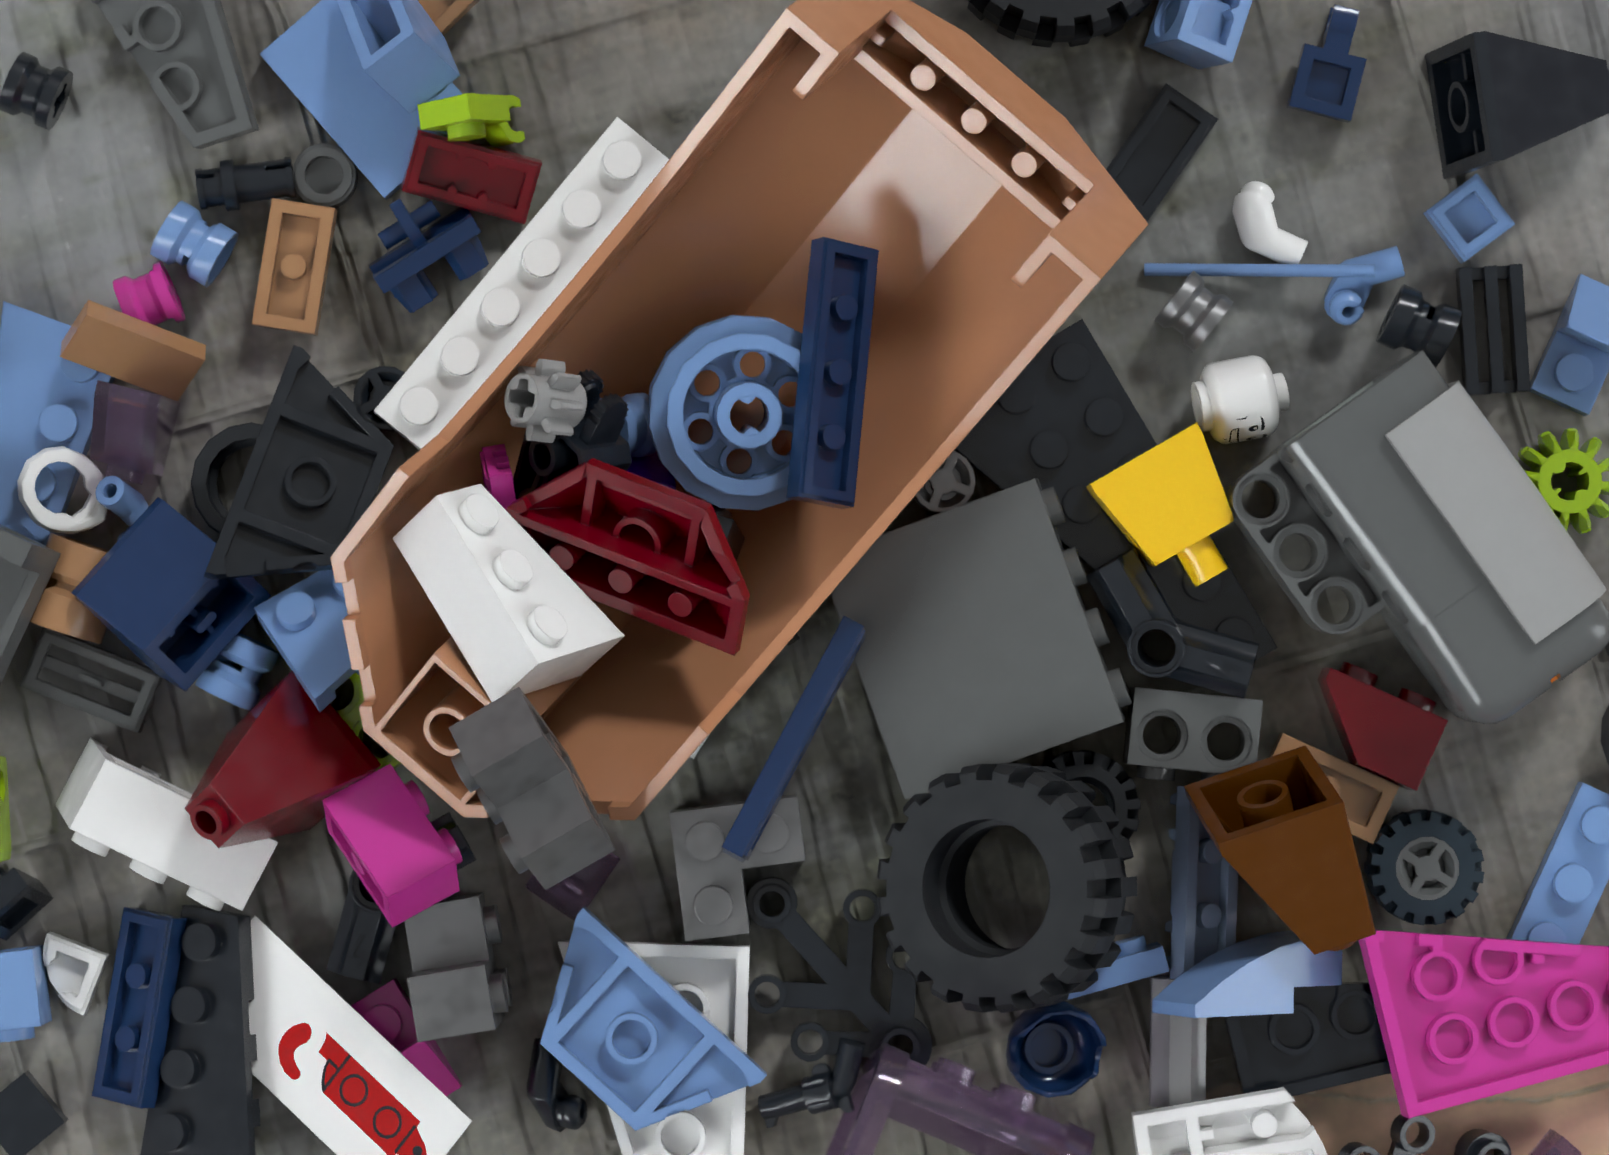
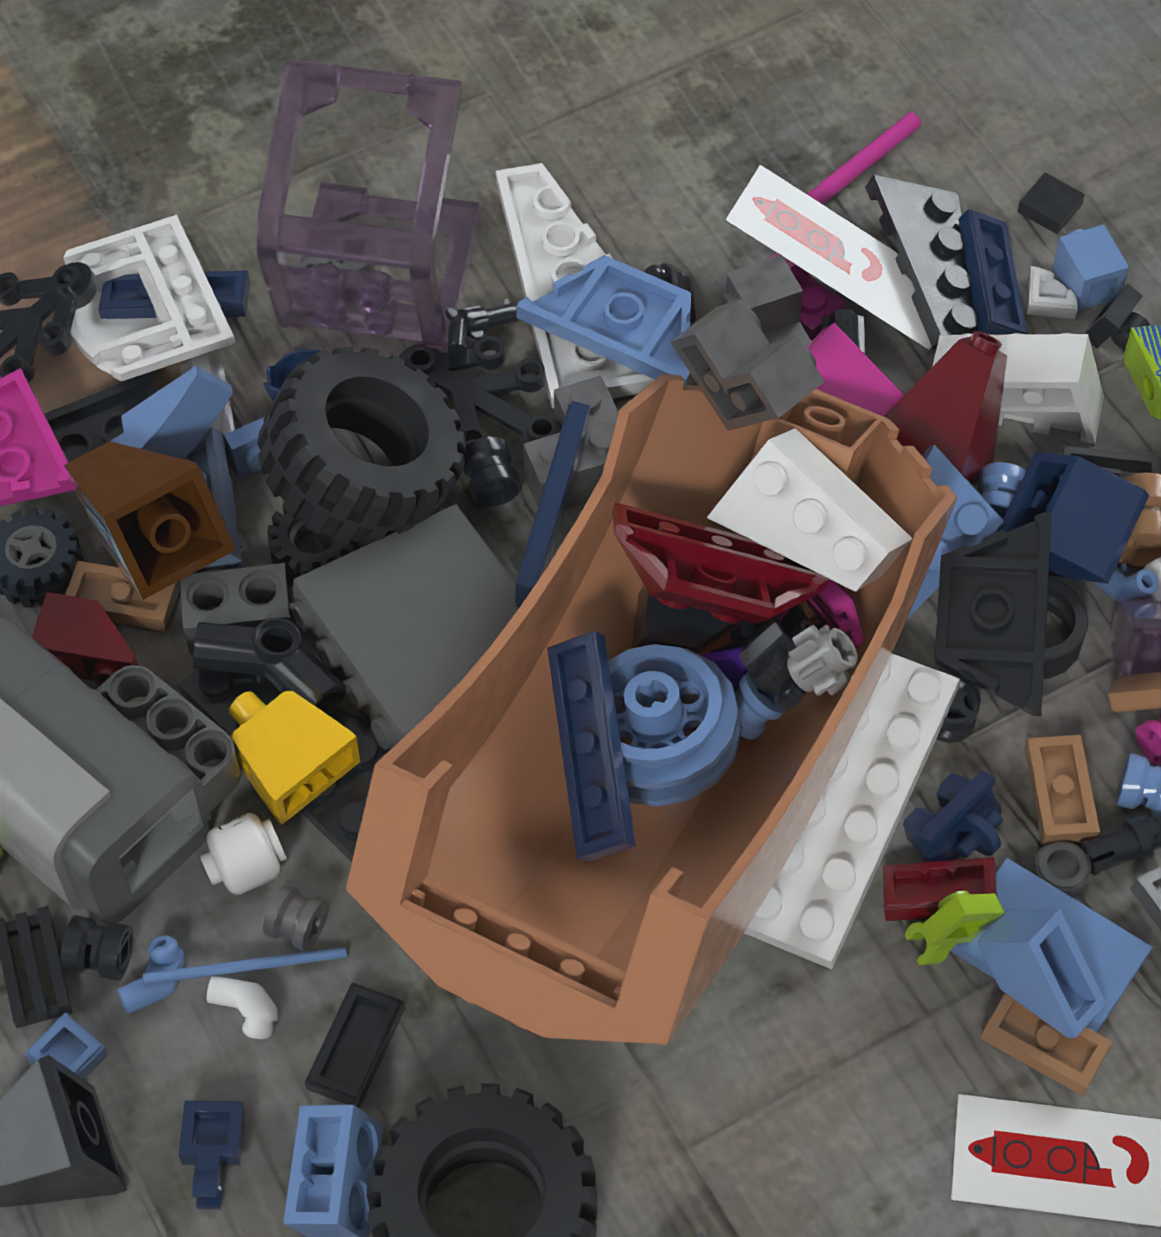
camera: 170 degrees right, 30 degrees down
(849, 856) = (491, 477): none -> black wheel

